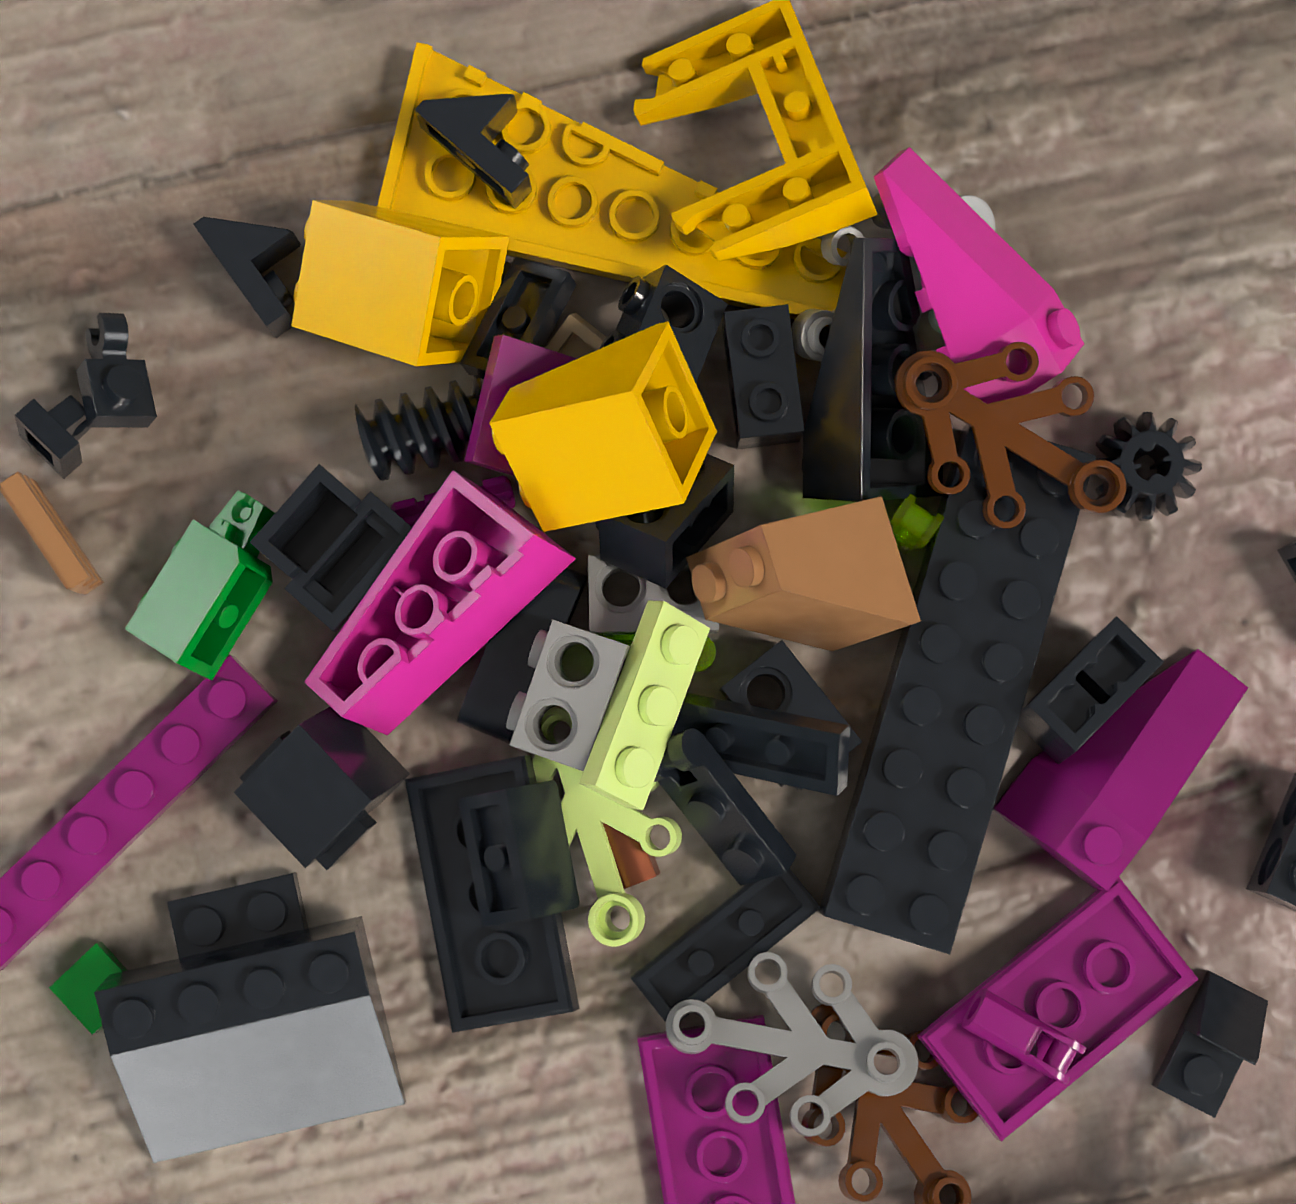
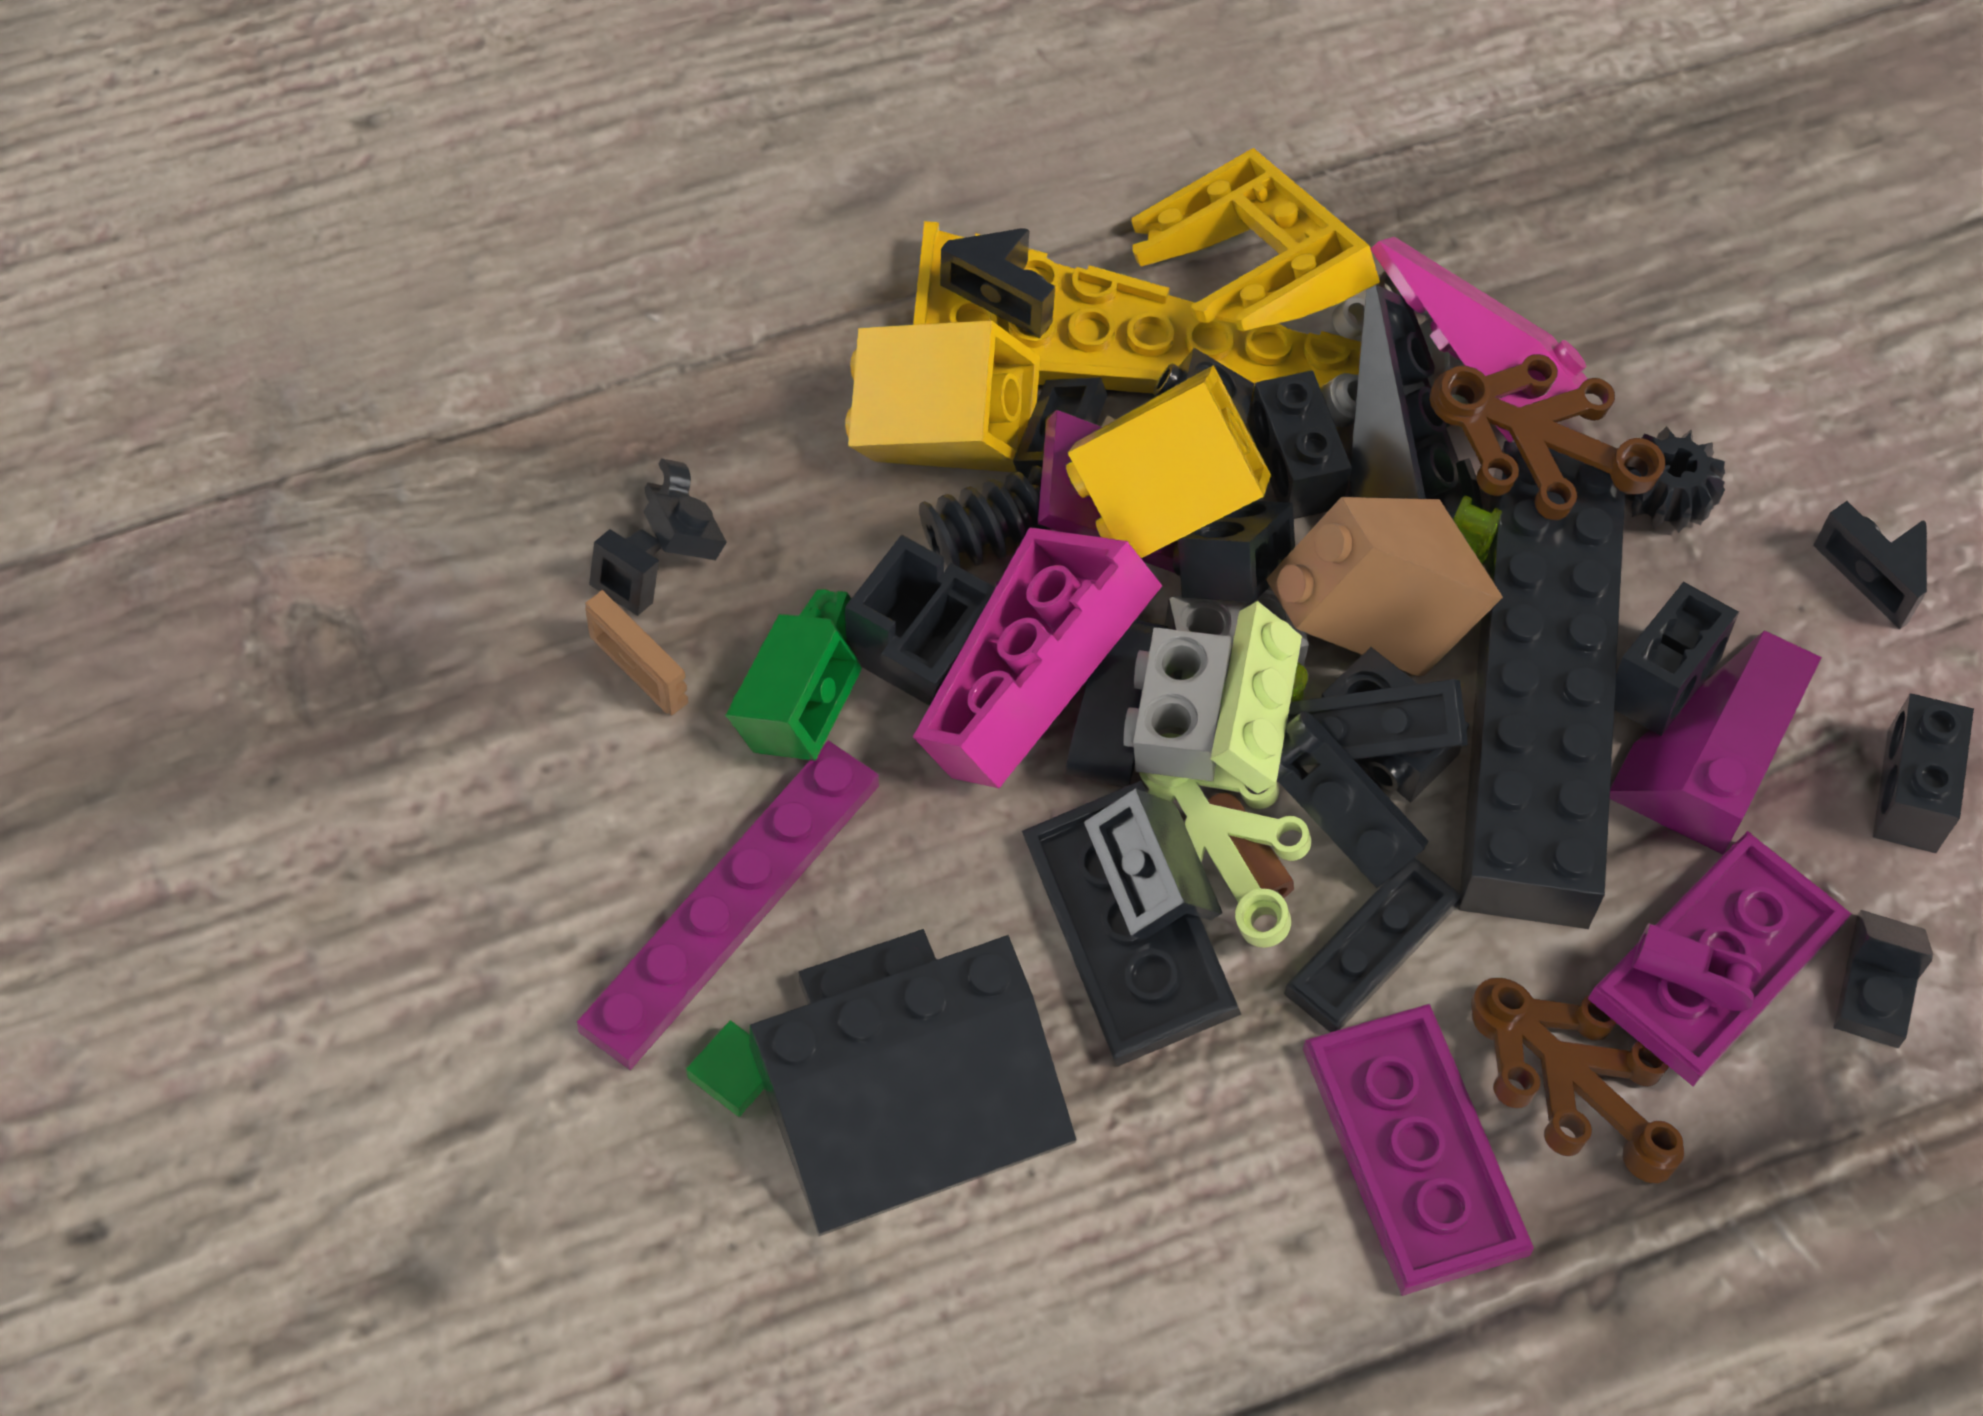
camera: 10 degrees left, 25 degrees down
(246, 253) = (797, 407): black slope -> none
(320, 786) = (941, 838): black plate -> none
(803, 1046) = (1473, 1006): light grey plant -> none

